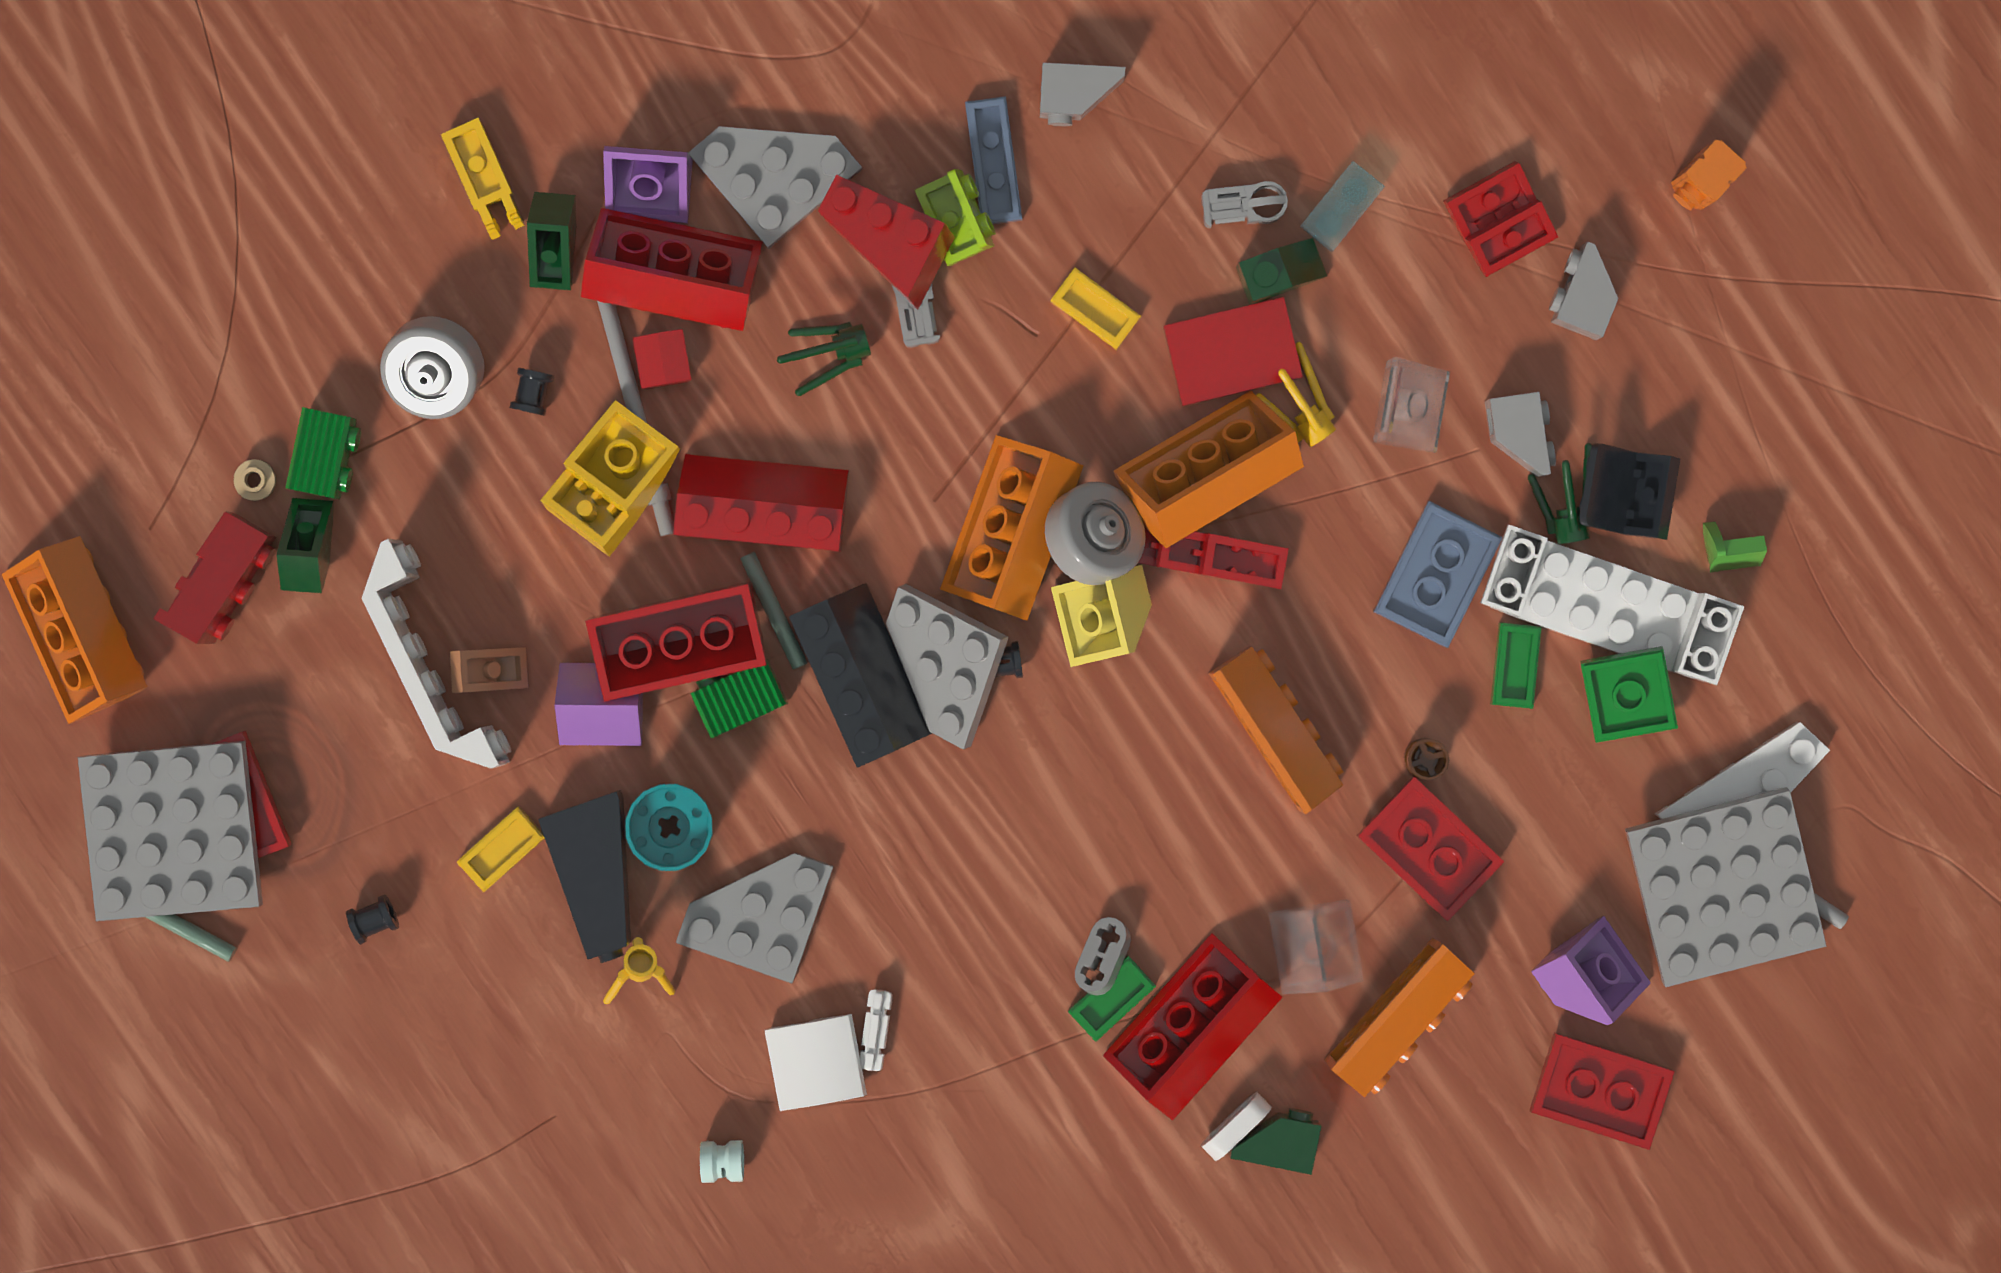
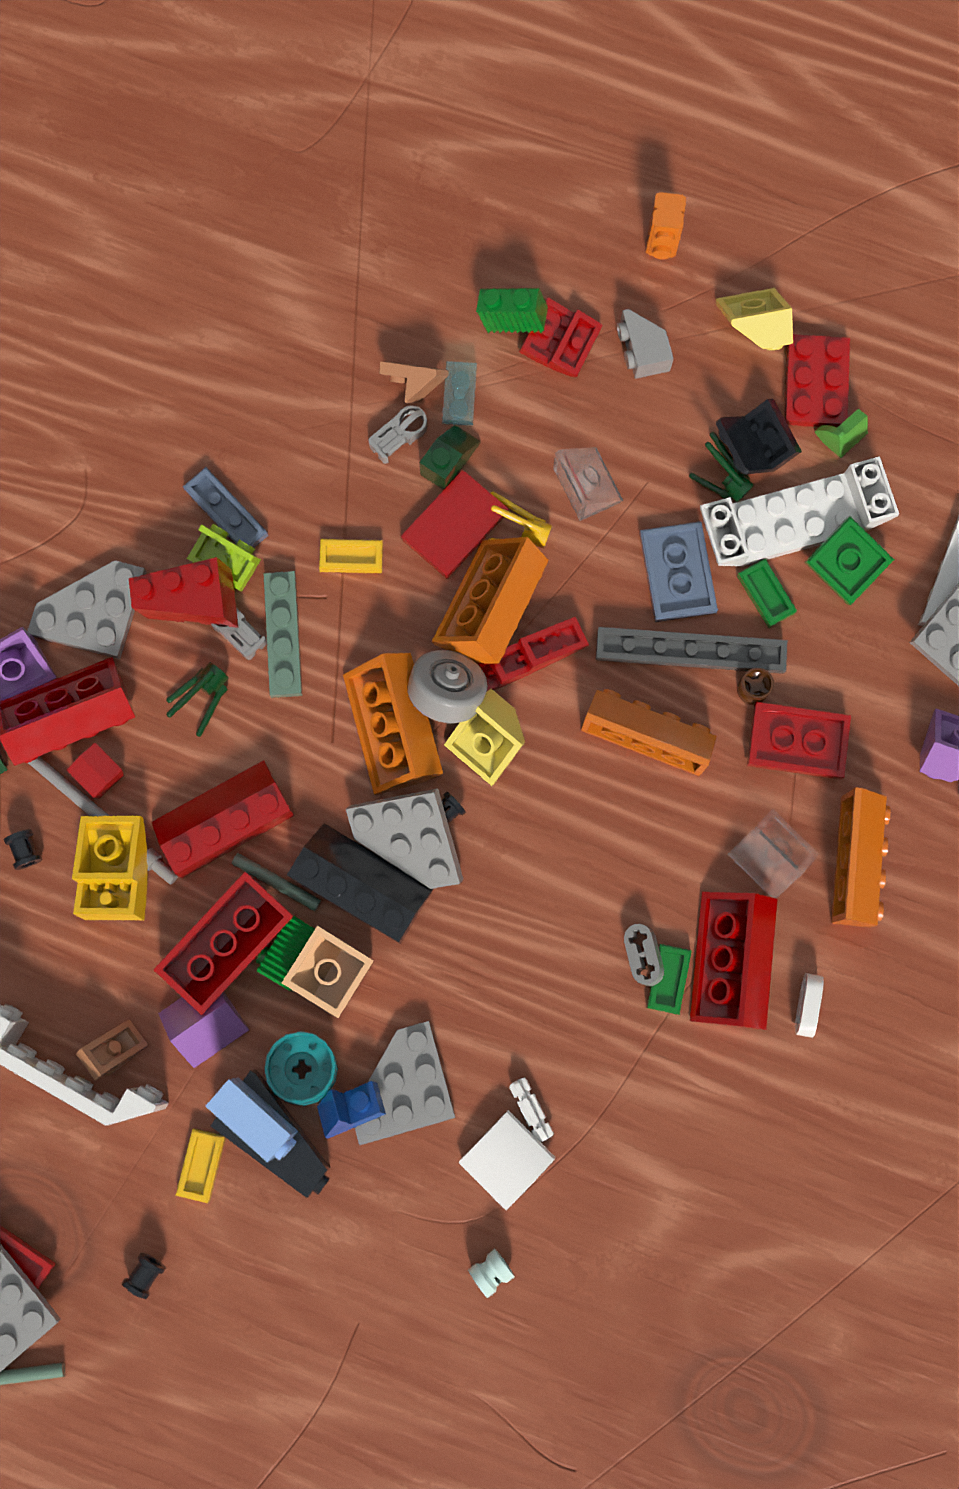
camera: 35 degrees left, 10 degrees down
(587, 848) = (253, 1120): none -> light blue brick
(639, 965) = (344, 1176): yellow plant -> none
(691, 900) = (350, 1109): none -> blue slope
(763, 747) = (327, 971): none -> light nougat slope
(962, 345) = (282, 634): none -> sand green plate
(1075, 90) = (246, 432): light grey slope -> none
(1282, 1142) = (846, 993): dark green slope -> none
(1308, 157) = (418, 379): none -> nougat slope
(1387, 671) = (690, 650): none -> dark grey plate
(1466, 153) = (512, 309): none -> green brick
(1519, 430) = (664, 450): light grey slope -> none
(1735, 350) = (760, 317): none -> light yellow slope
(1749, 467) = (817, 381): none -> red plate

